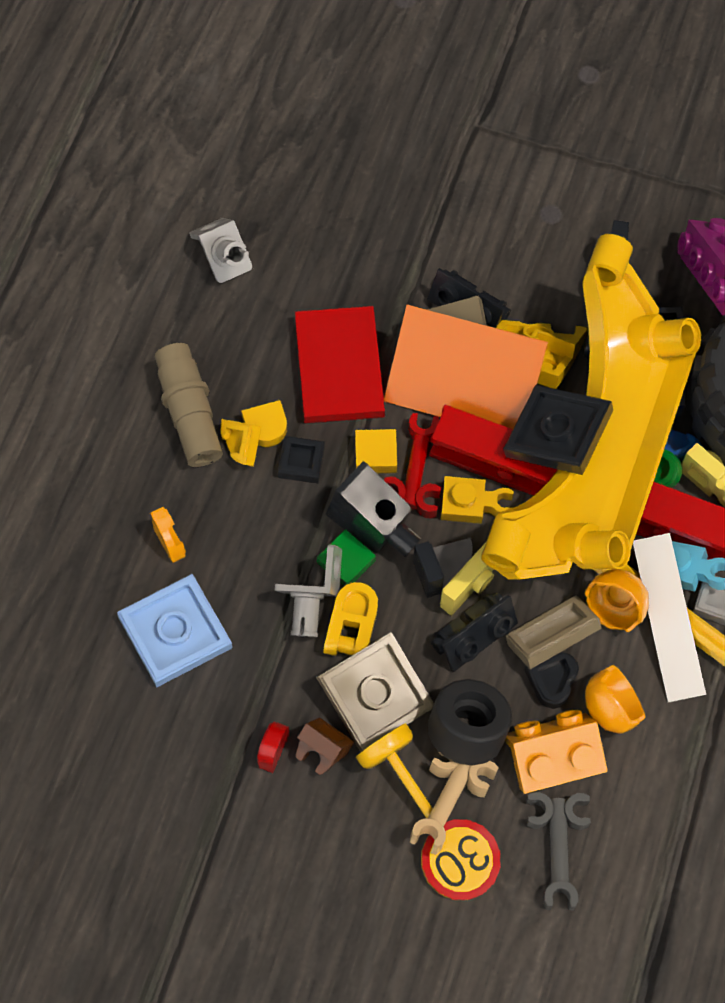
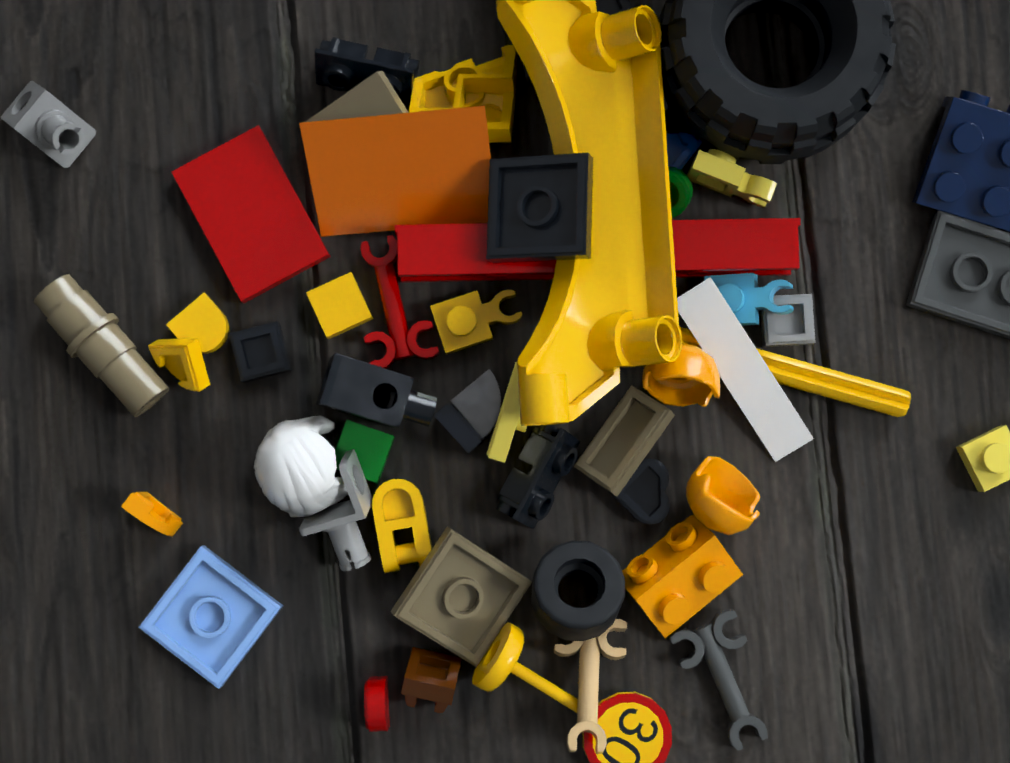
camera: 25 degrees left, 20 degrees up
(294, 542) = (299, 467): none -> white hair

